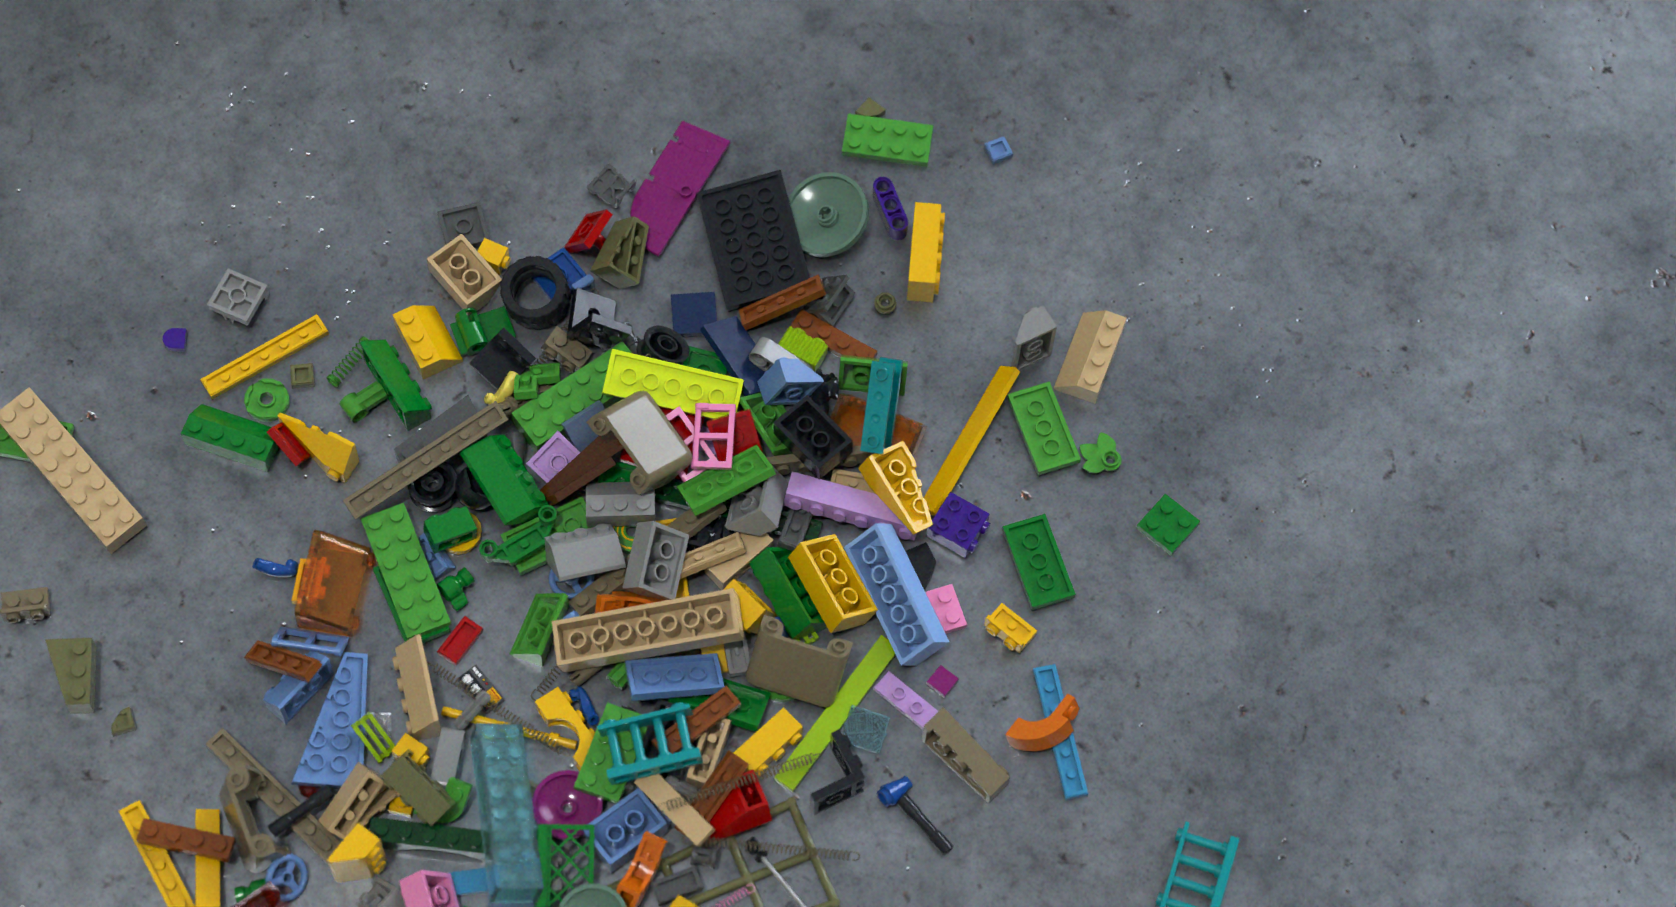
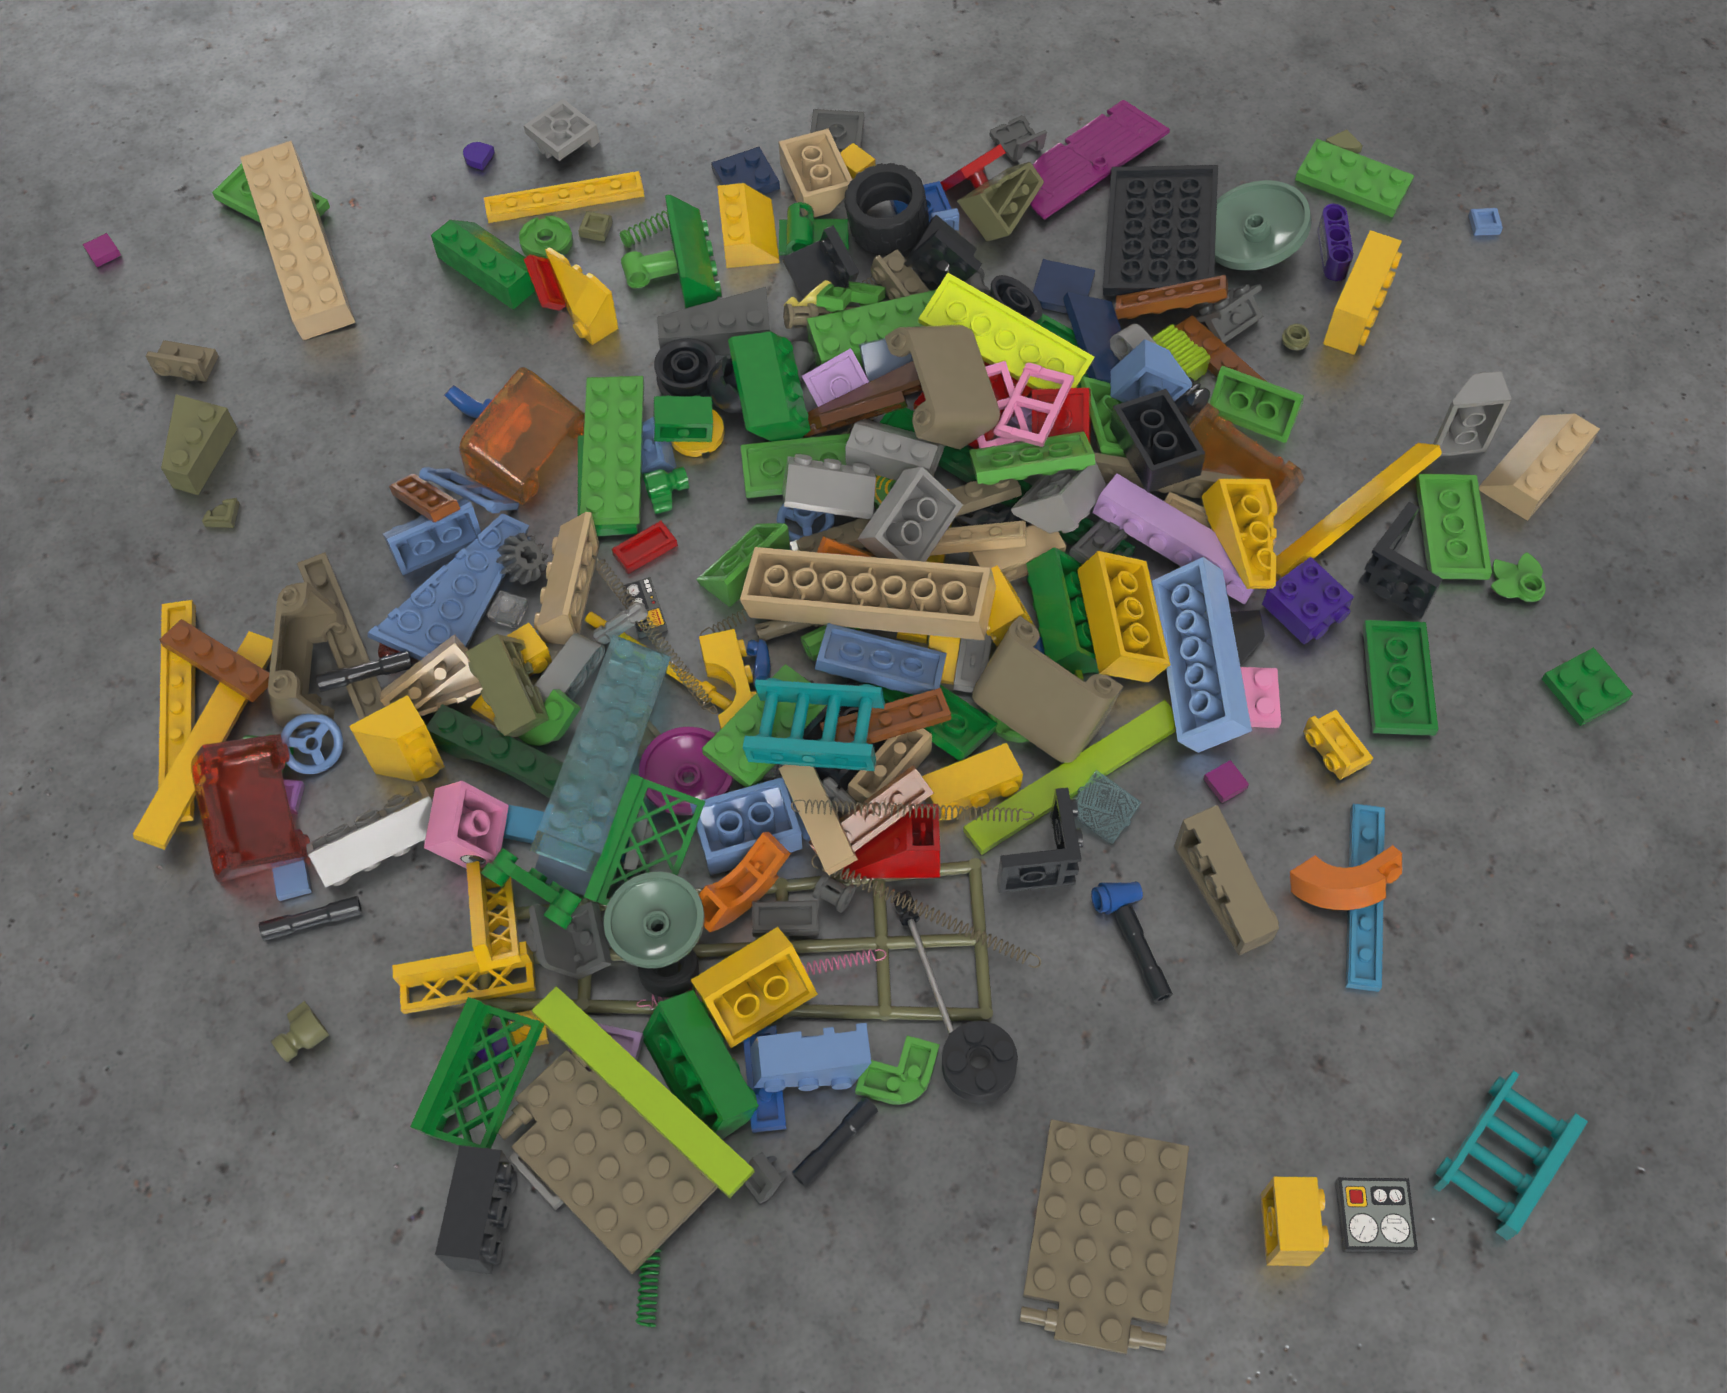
camera: 25 degrees right, 5 degrees down
(376, 683) = (522, 558): none -> dark grey gear
(385, 752) = (475, 608): lime tile -> none
(404, 288) = (747, 168): none -> dark blue plate
(425, 460) = (684, 334): dark tan plate -> none
(524, 543) = (759, 460): green plate -> none
(881, 405) = (1256, 423): teal fence -> none
(905, 700) = (1167, 786): lavender plate -> none
(1012, 486) = (1390, 571): none -> black bracket

